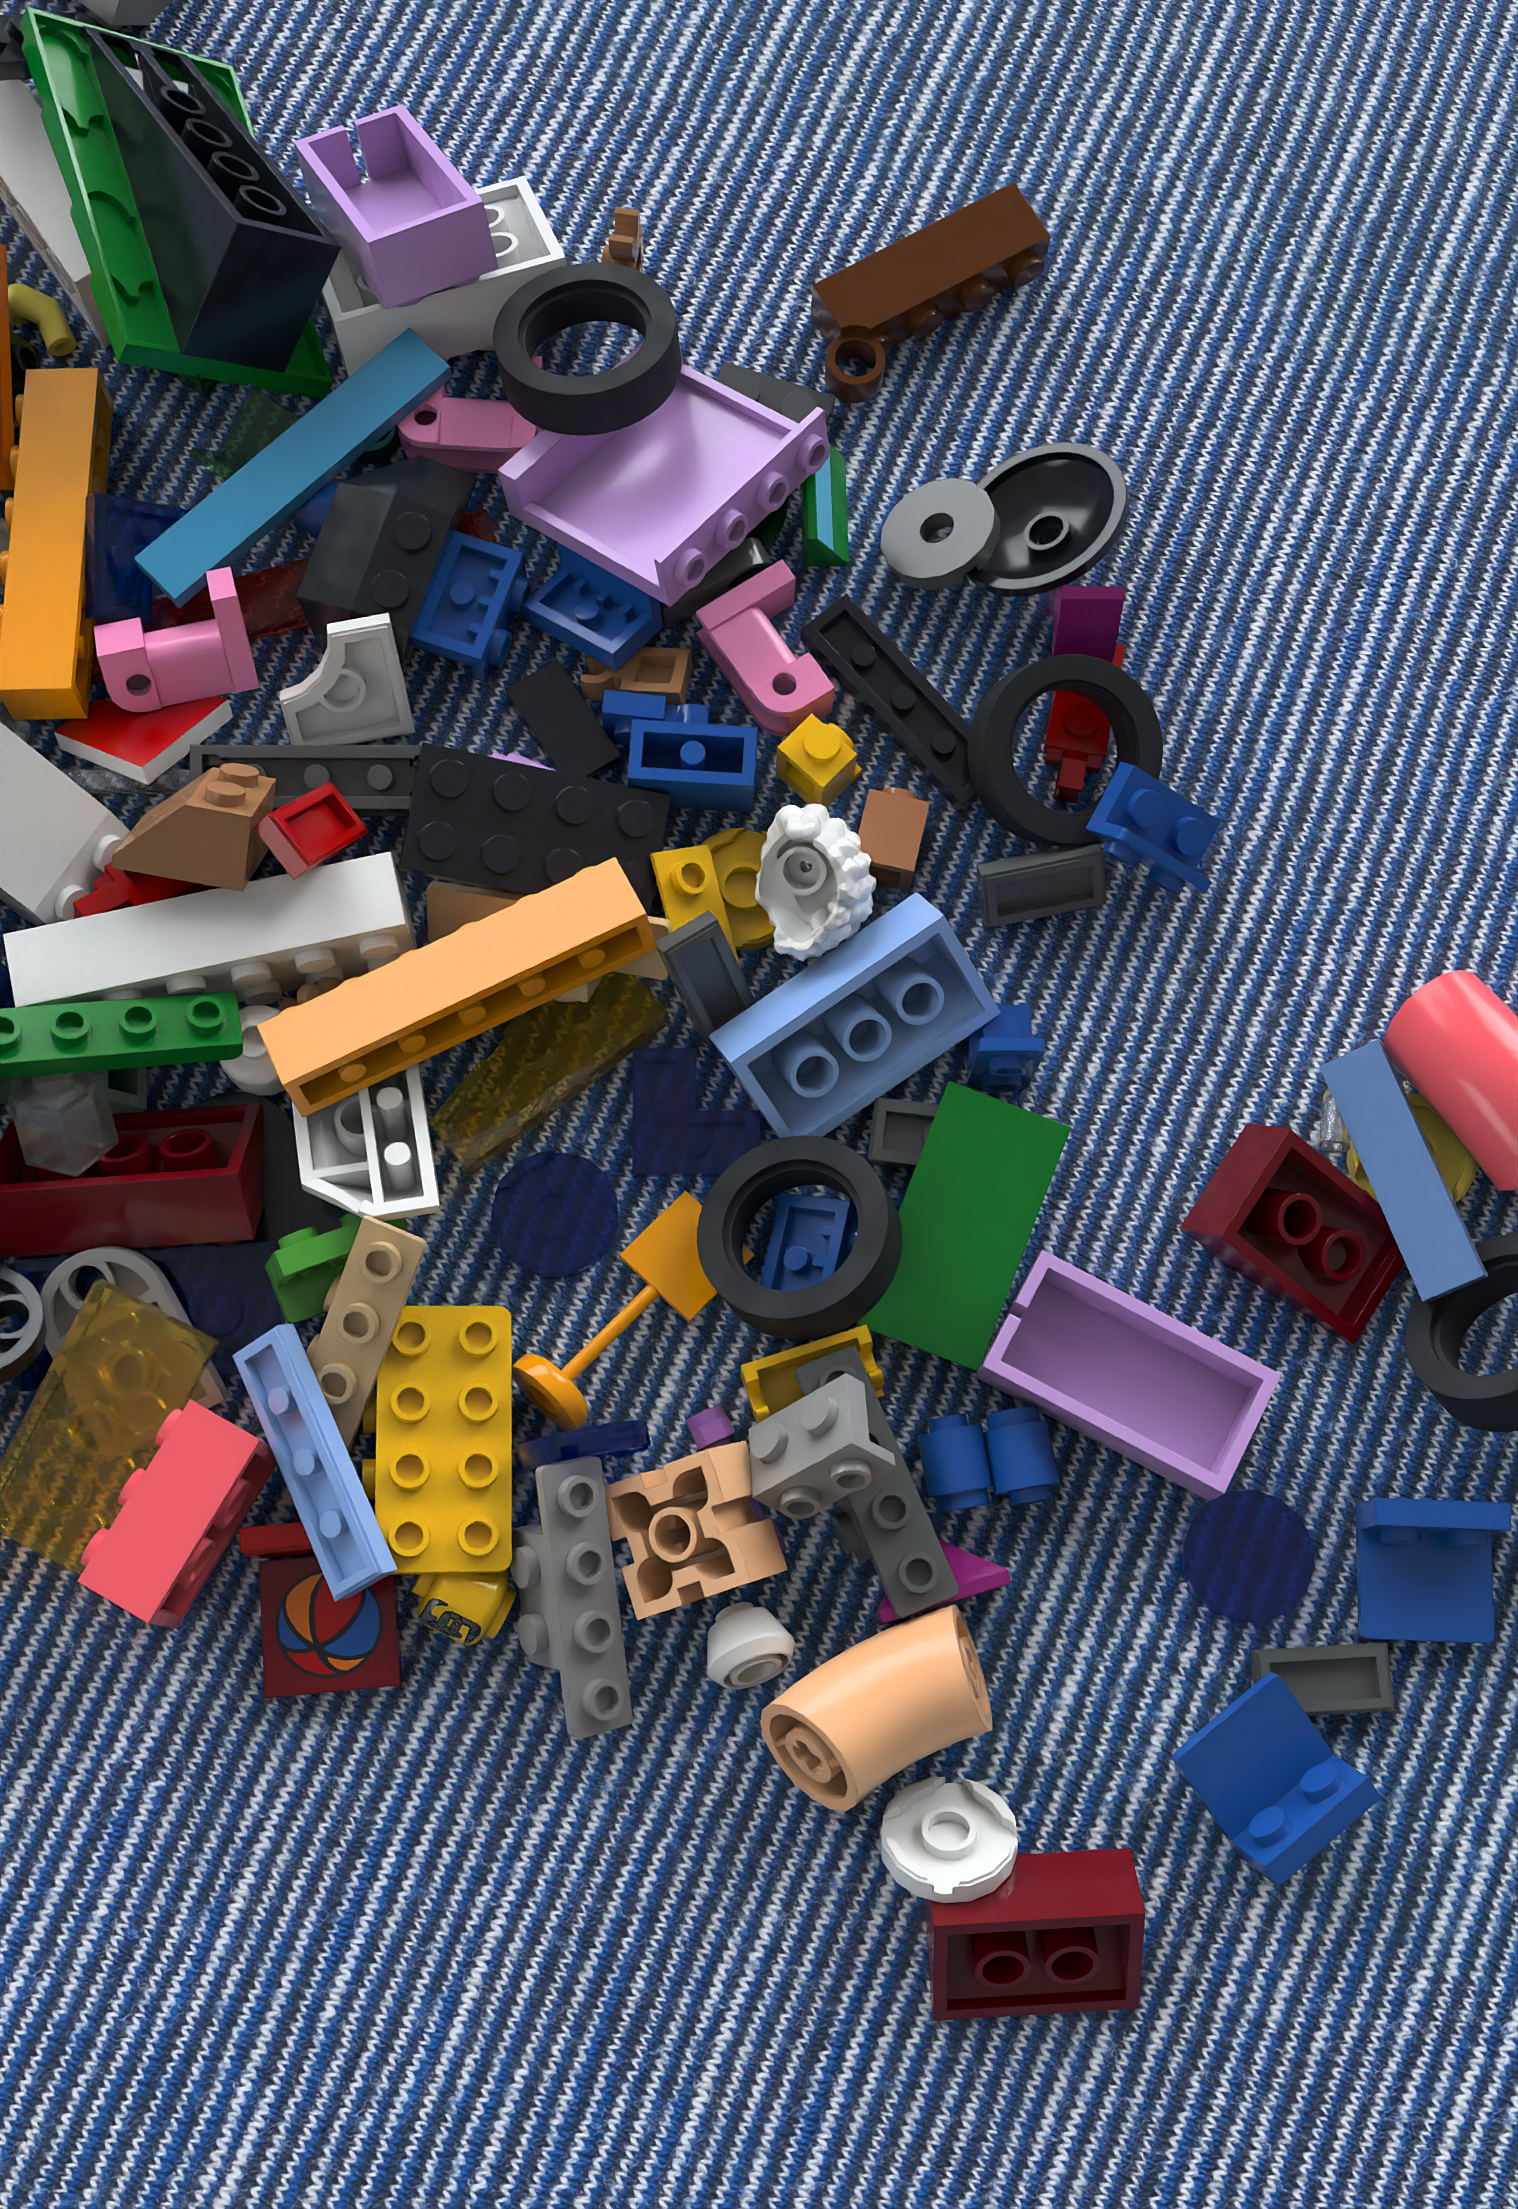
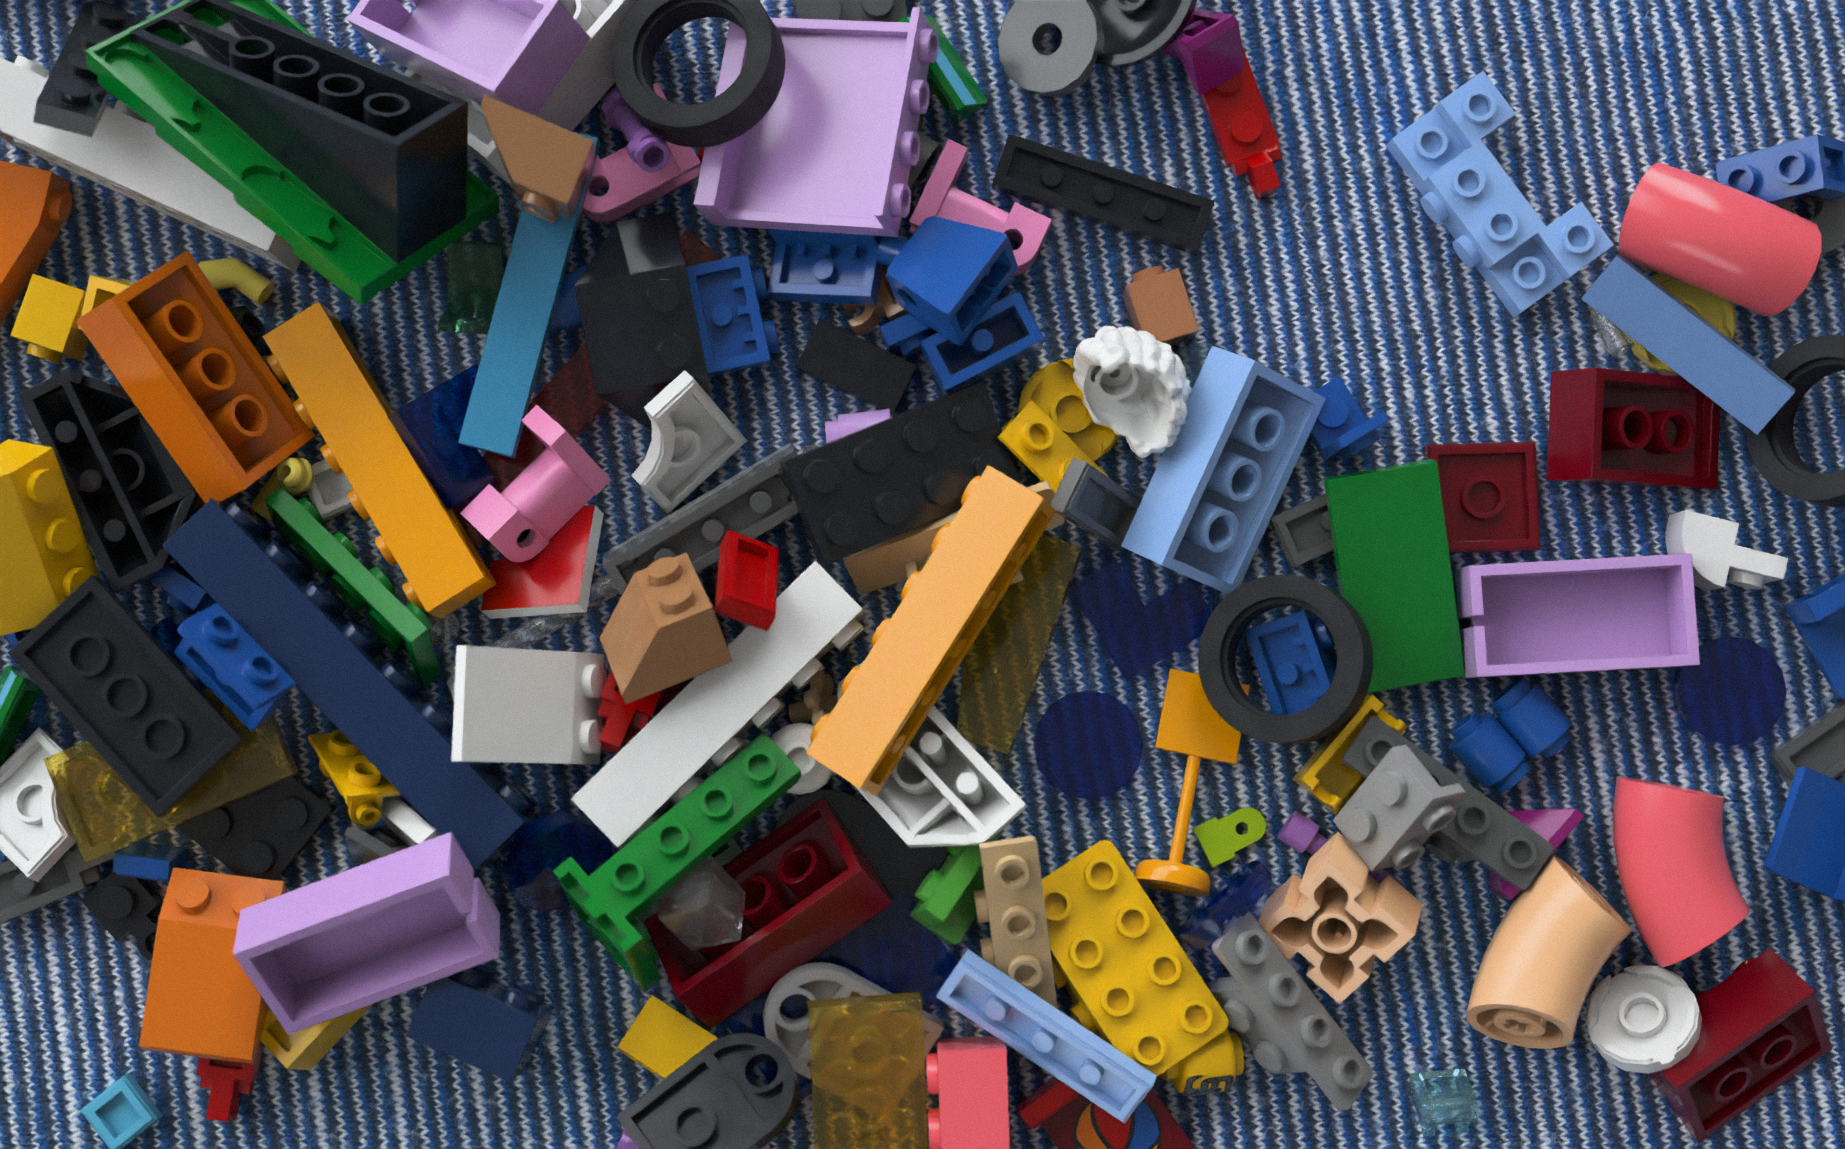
camera: 30 degrees left, 10 degrees up
(374, 337) = (541, 159): none -> medium nougat slope
(487, 394) = (644, 145): none -> medium lavender bar
(629, 1386) = (1219, 836): none -> lime piece
(687, 1796) = (1443, 1099): none -> clear light blue tile
(700, 672) = (948, 273): none -> blue torso
(747, 1647) = (1422, 971): white cone -> none
(817, 761) = (1070, 283): yellow brick -> none
(993, 726) = (1313, 152): black tyre -> none
(1041, 884) = (1293, 277): dark grey tile -> none
(1076, 1693) = (1674, 867): none -> coral brick
(1106, 1209) = (1488, 496): none -> dark red tile
(1155, 828) = (1355, 188): blue bracket -> none
(1273, 927) = (1482, 204): none -> light blue bracket
(1307, 1402) = (1716, 555): none -> white brick

